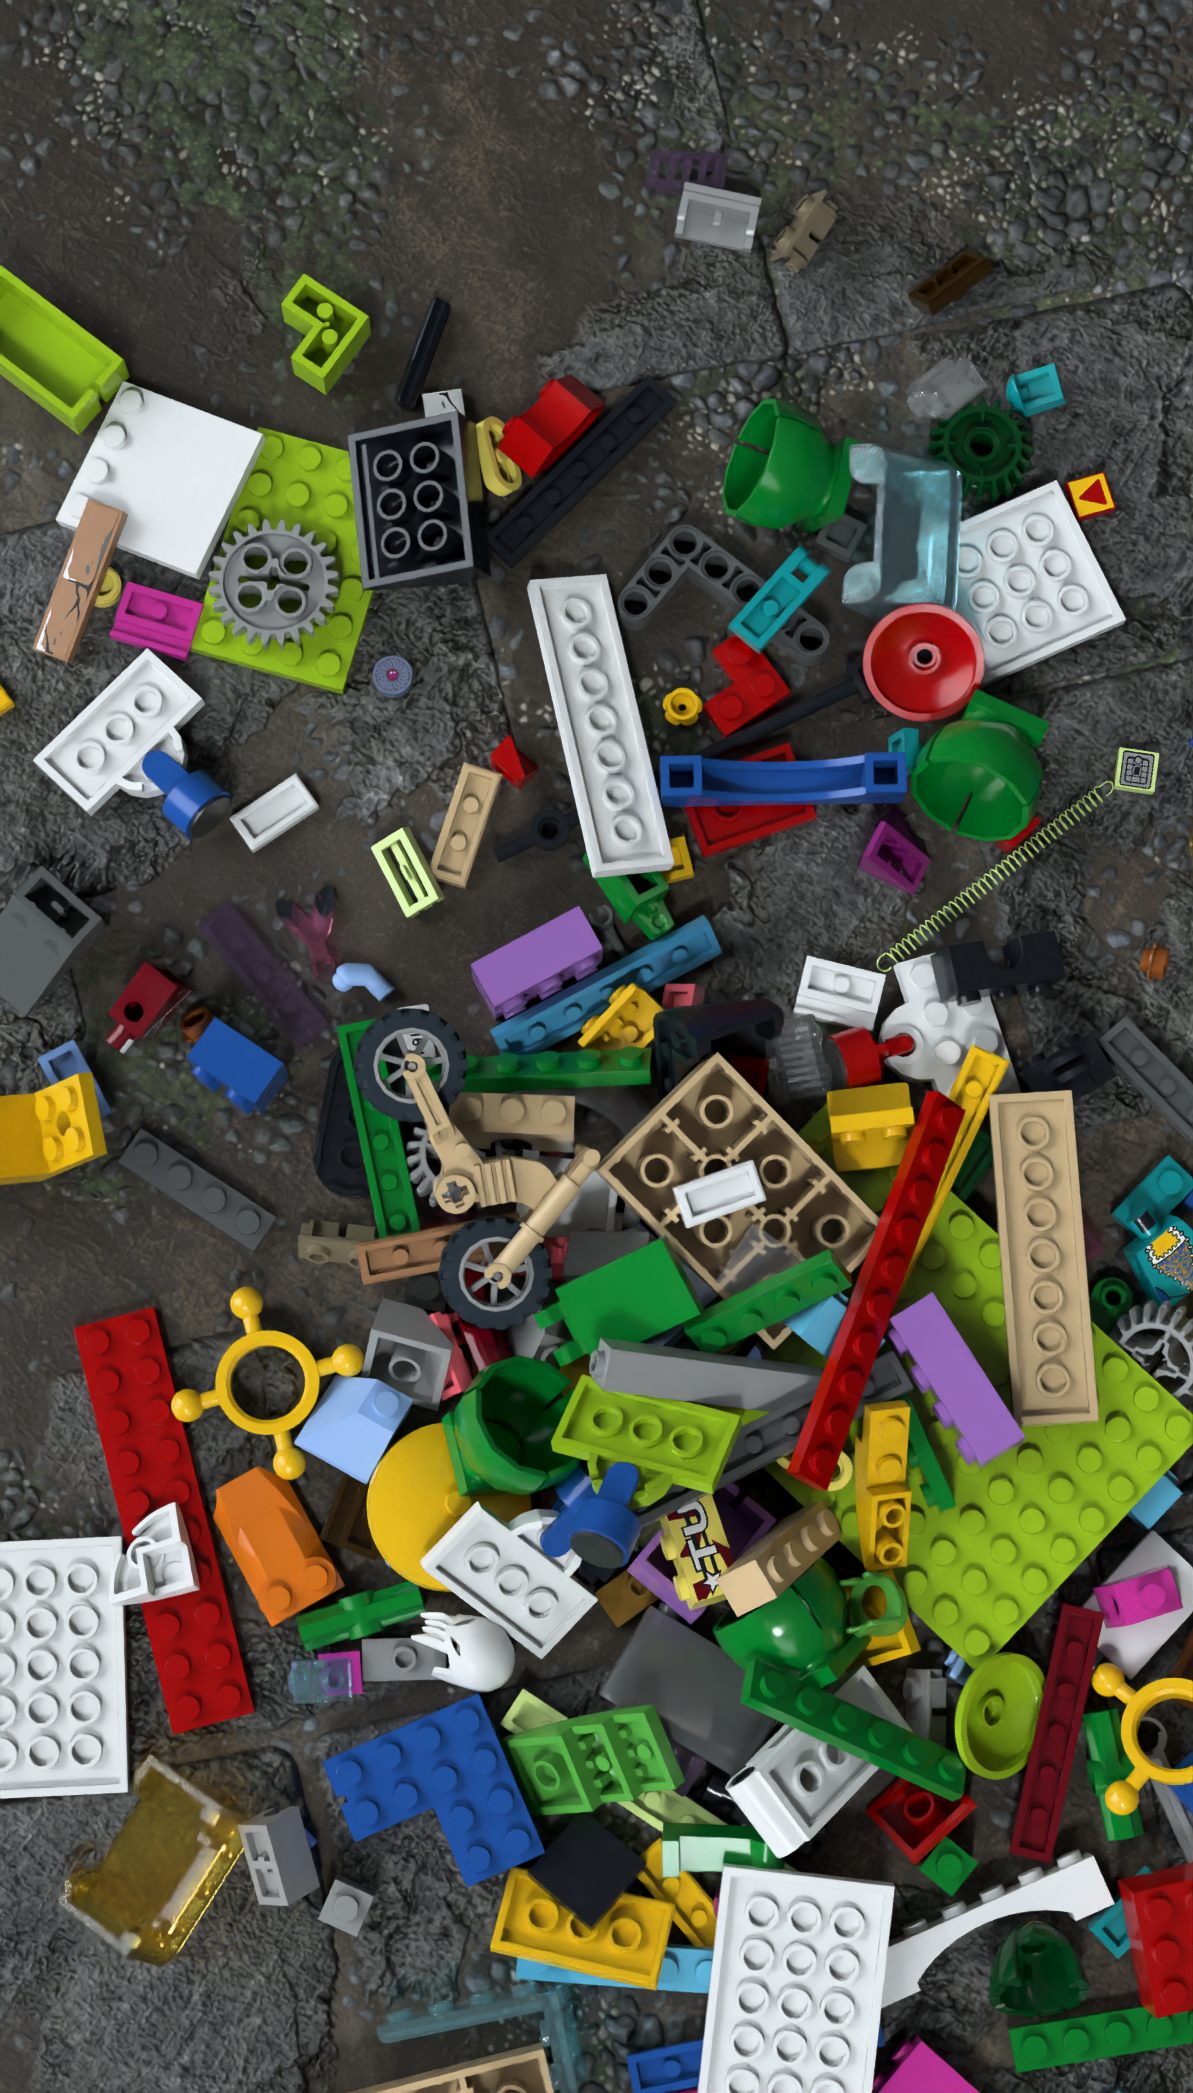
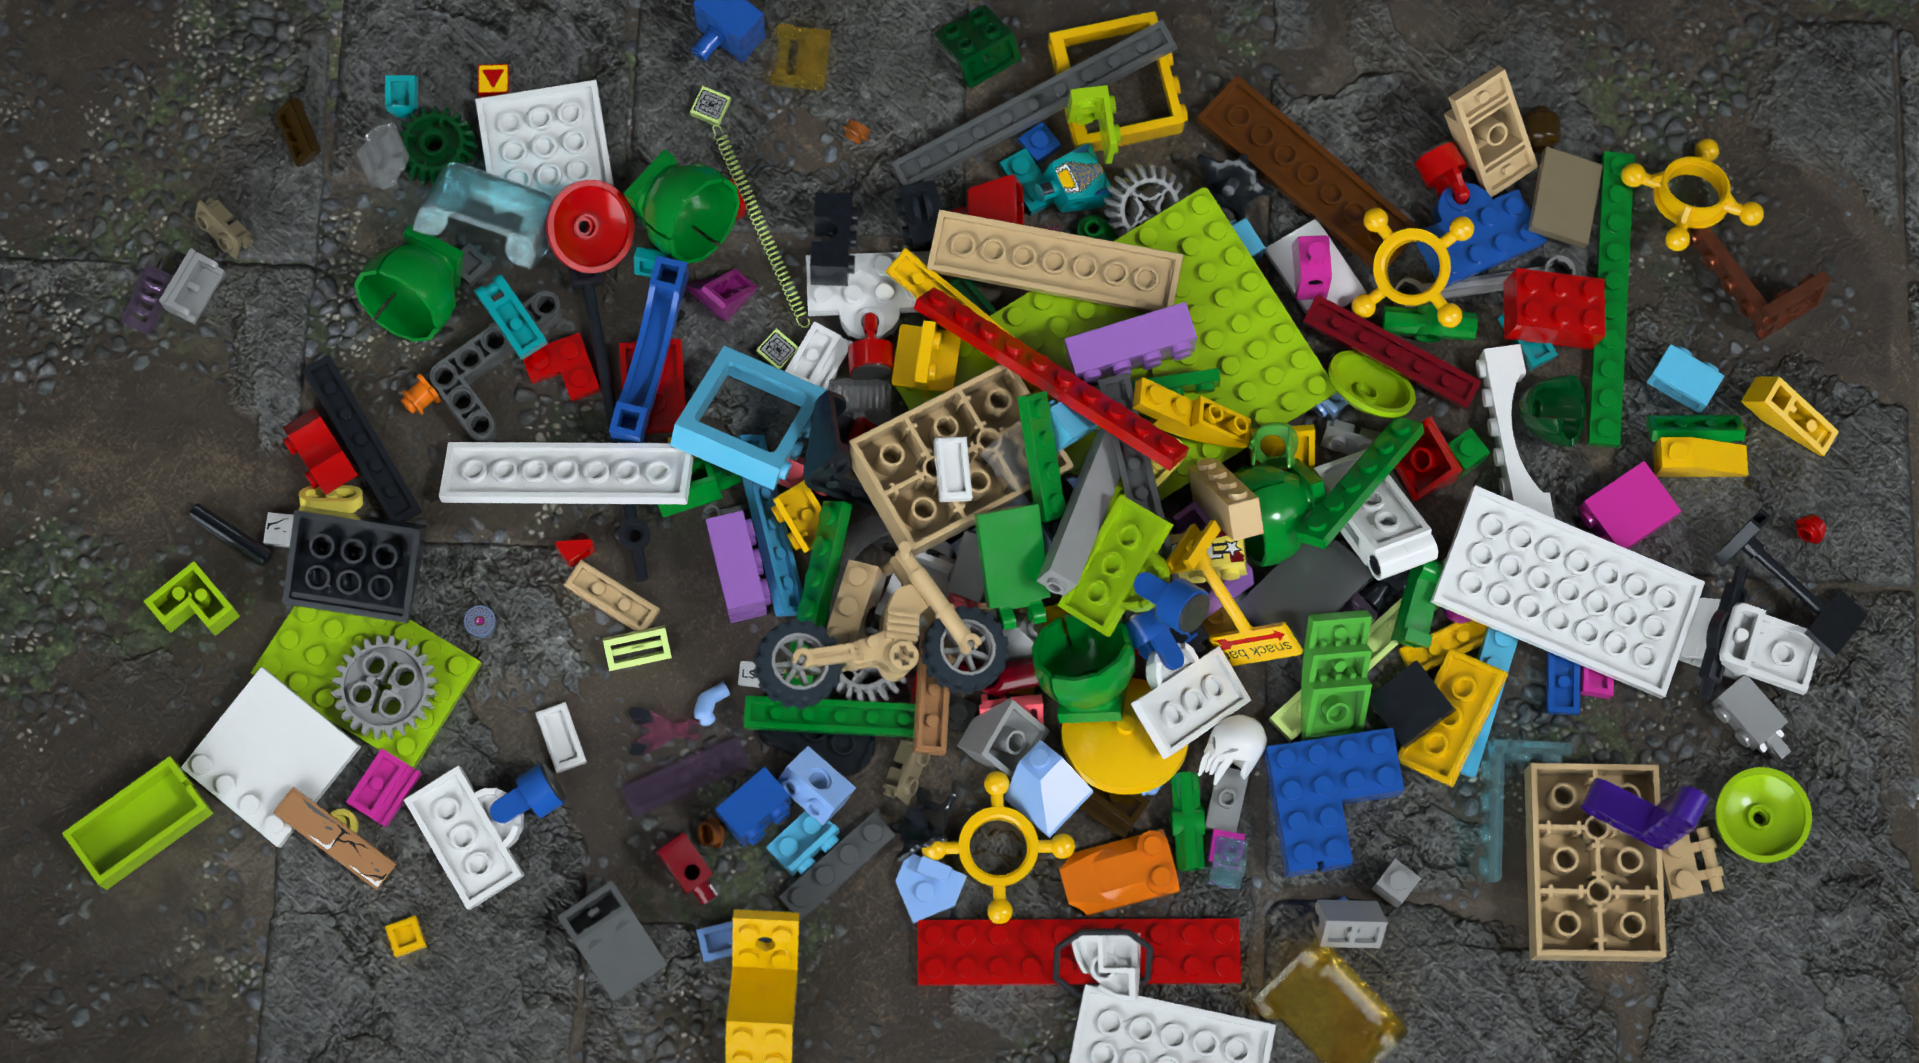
camera: 75 degrees left, 5 degrees down
(180, 1569) = (1095, 932): none -> black piece
(199, 1308) = (928, 886): none -> light blue plate
(220, 1140) = (801, 842): none -> medium azure bracket
(271, 1281) = (923, 824): none -> black piece
(305, 1125) = (816, 785): none -> light blue brick
(605, 1628) = (1248, 642): none -> yellow piece
(653, 522) = (419, 396): none -> orange brick
(671, 909) = (730, 452): none -> medium azure piece
(678, 697) = (564, 407): yellow plate -> none
(837, 940) = (777, 350): none -> tile
(1106, 1163) = (996, 200): none -> red torso

